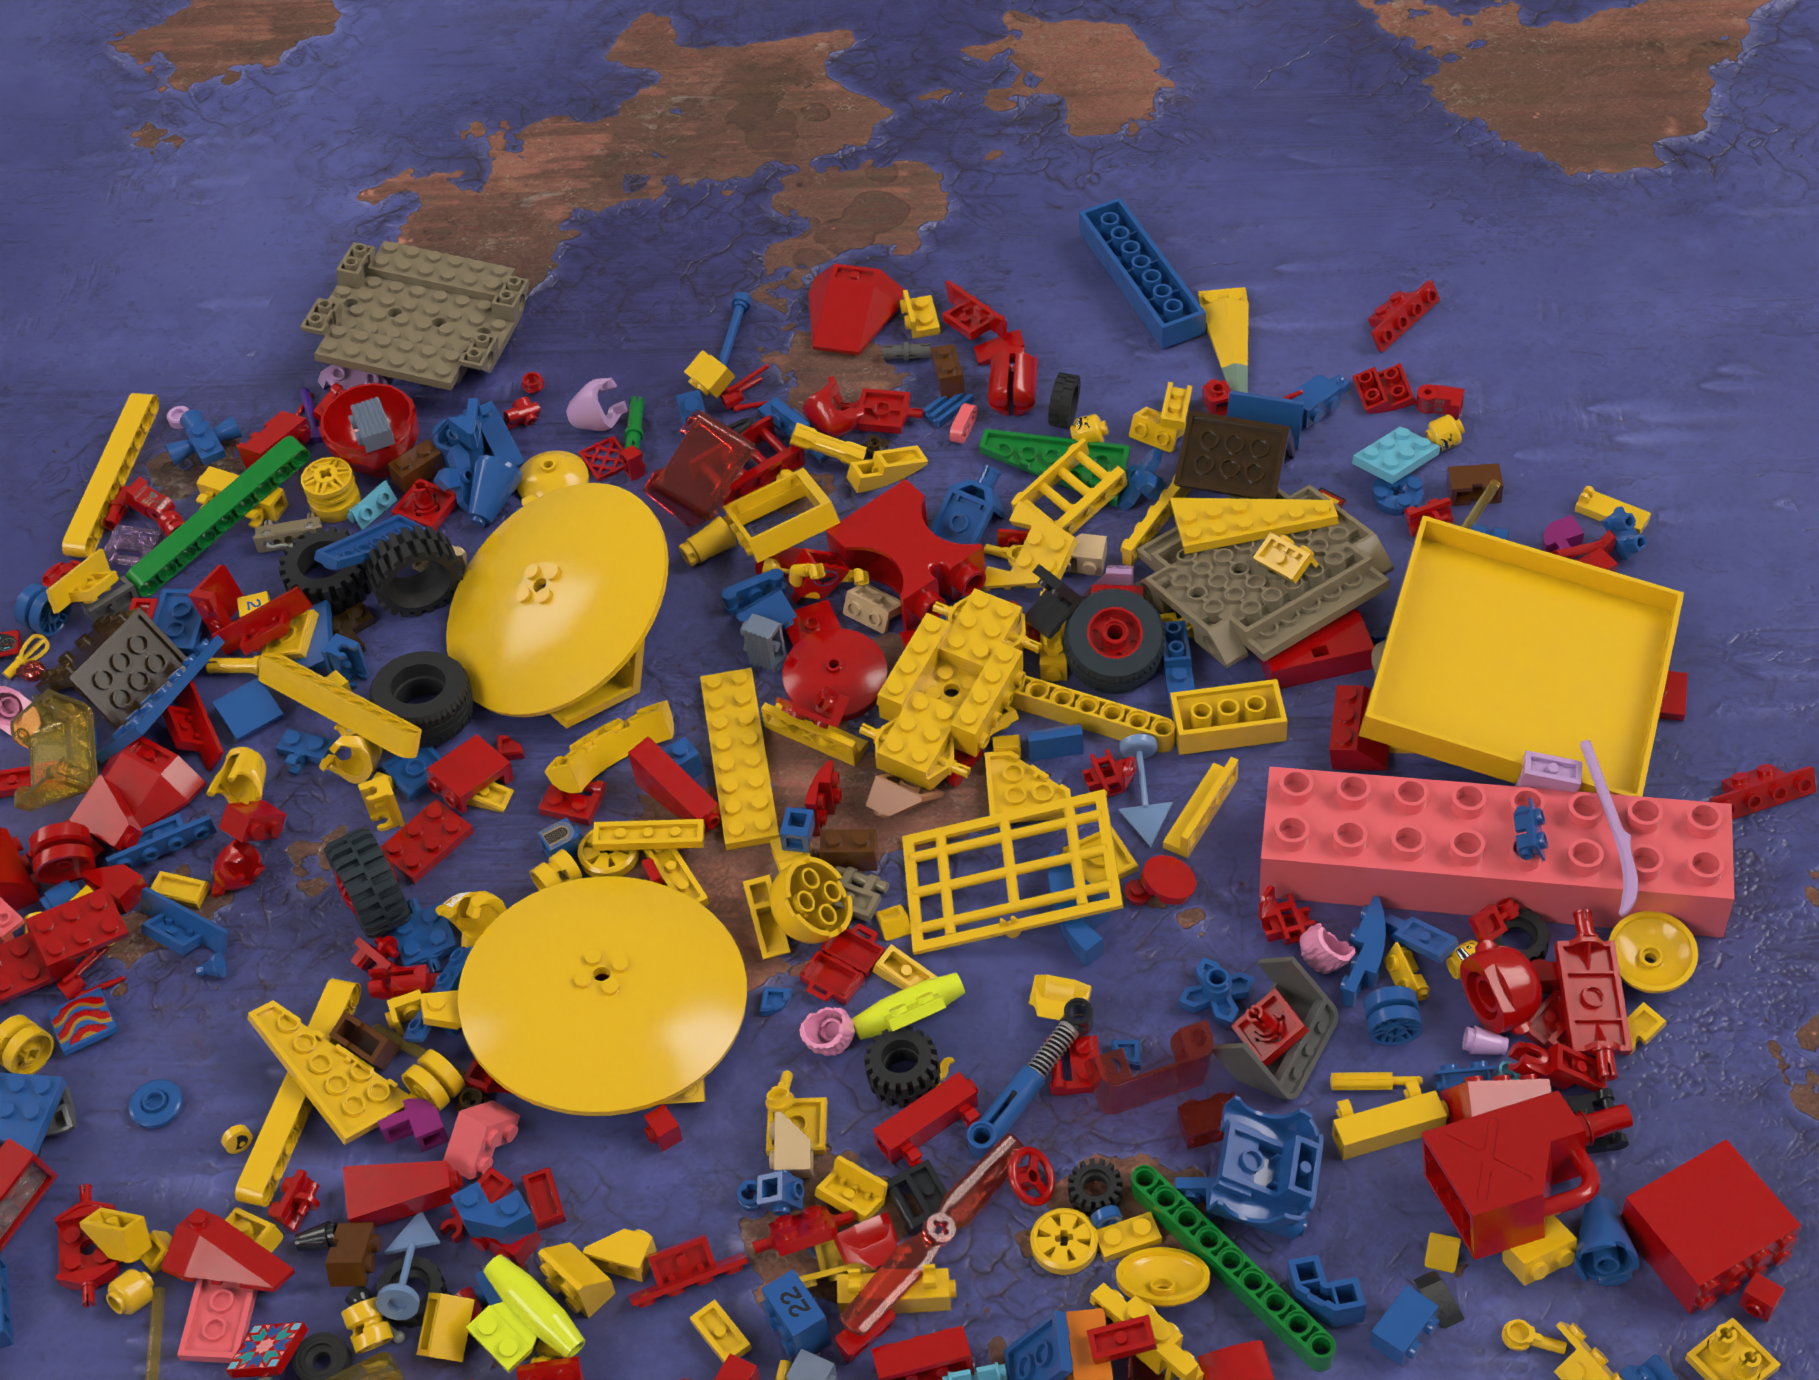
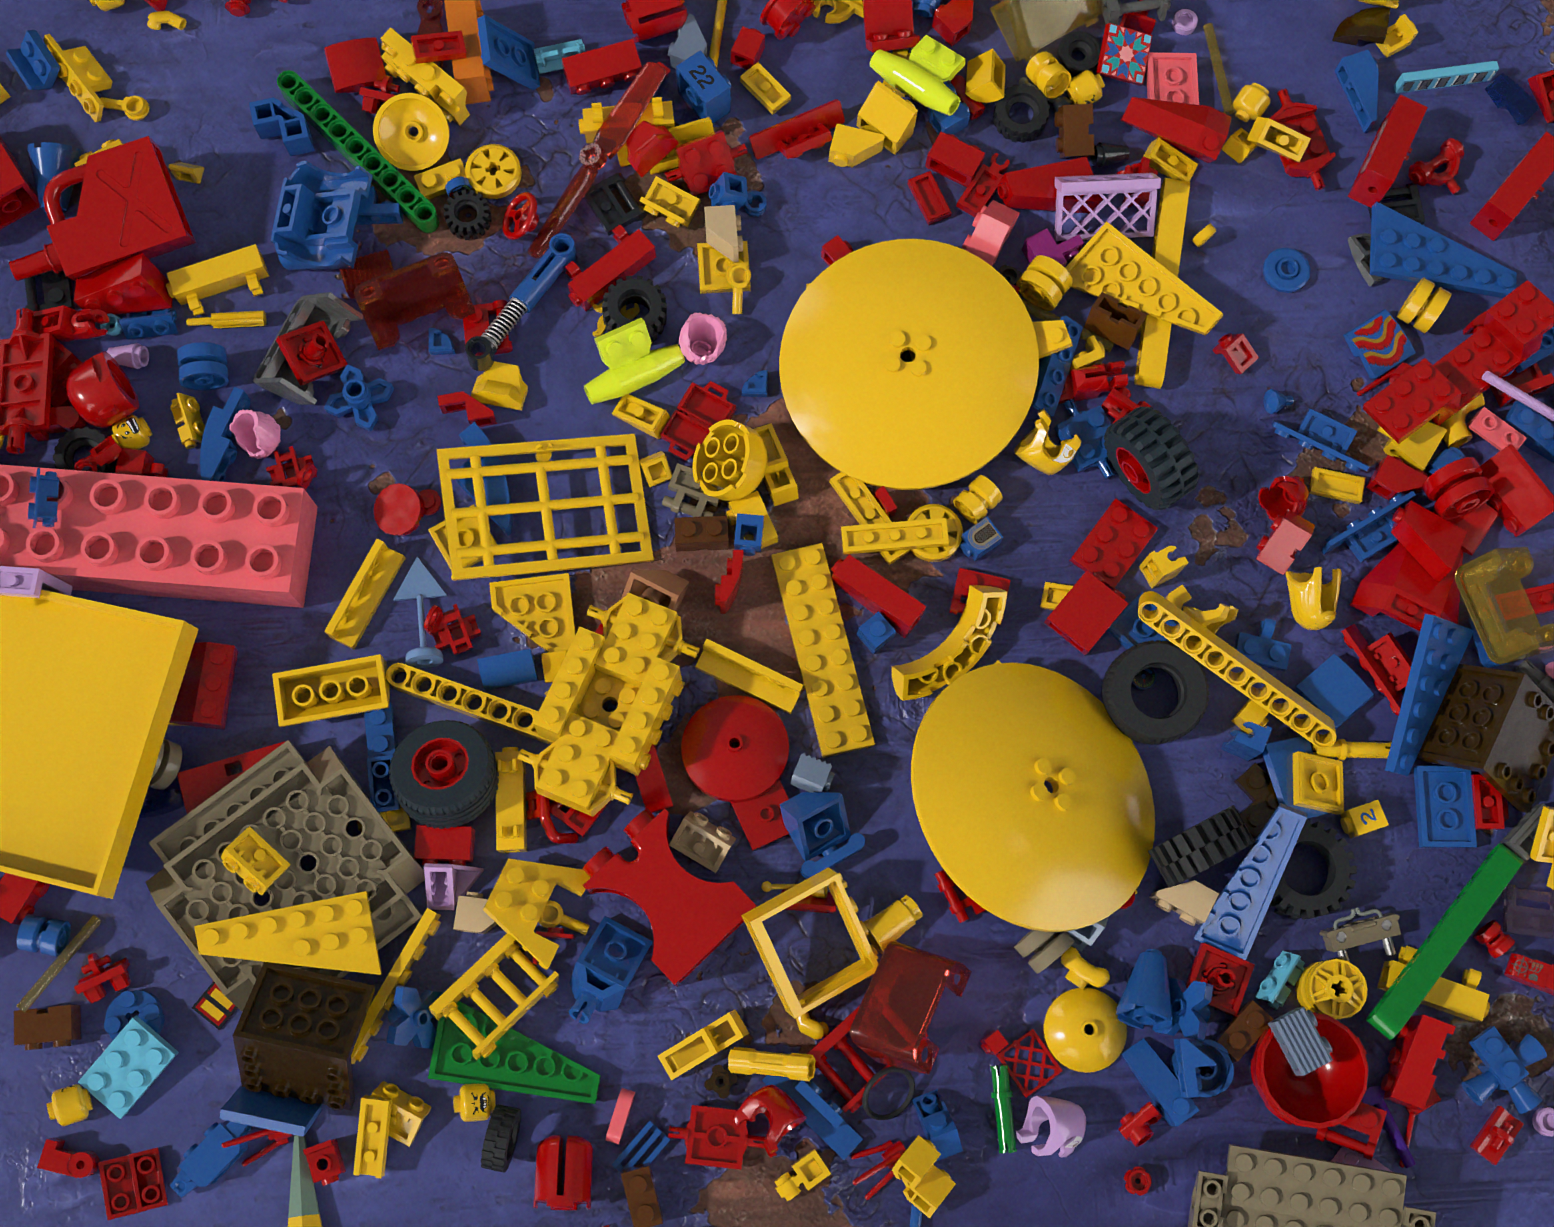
camera: 165 degrees right, 25 degrees up
(216, 598) = (1412, 819): red bracket -> none
(227, 401) = (1496, 1135): none -> red hips
(236, 1014) = (1236, 351): none -> red bracket
(264, 623) = (1347, 781): red bracket -> none
(324, 1314) = (1085, 88): none -> yellow head
(339, 1163) = (1110, 185): none -> lavender fence
(397, 1299) = (1027, 152): medium blue piece -> none
(502, 1220) = (963, 143): blue brick -> none
(509, 748) = (1055, 655): red tile -> none
(806, 386) = (809, 1171): none -> yellow plate
(819, 573) = (759, 864): torso -> none
(828, 711) = (746, 674): red bracket -> none
(1053, 605) = (505, 799): black bracket -> none
(1103, 983) = (475, 410): none -> red slope
(1200, 1332) = (372, 98): none -> red hips
(1405, 1325) = (222, 103): blue brick -> none
(1421, 937) = (169, 449): blue hinge -> none
(1435, 1290) = (196, 141): black sticker -> none
(1455, 921) = (139, 463): none -> red brick

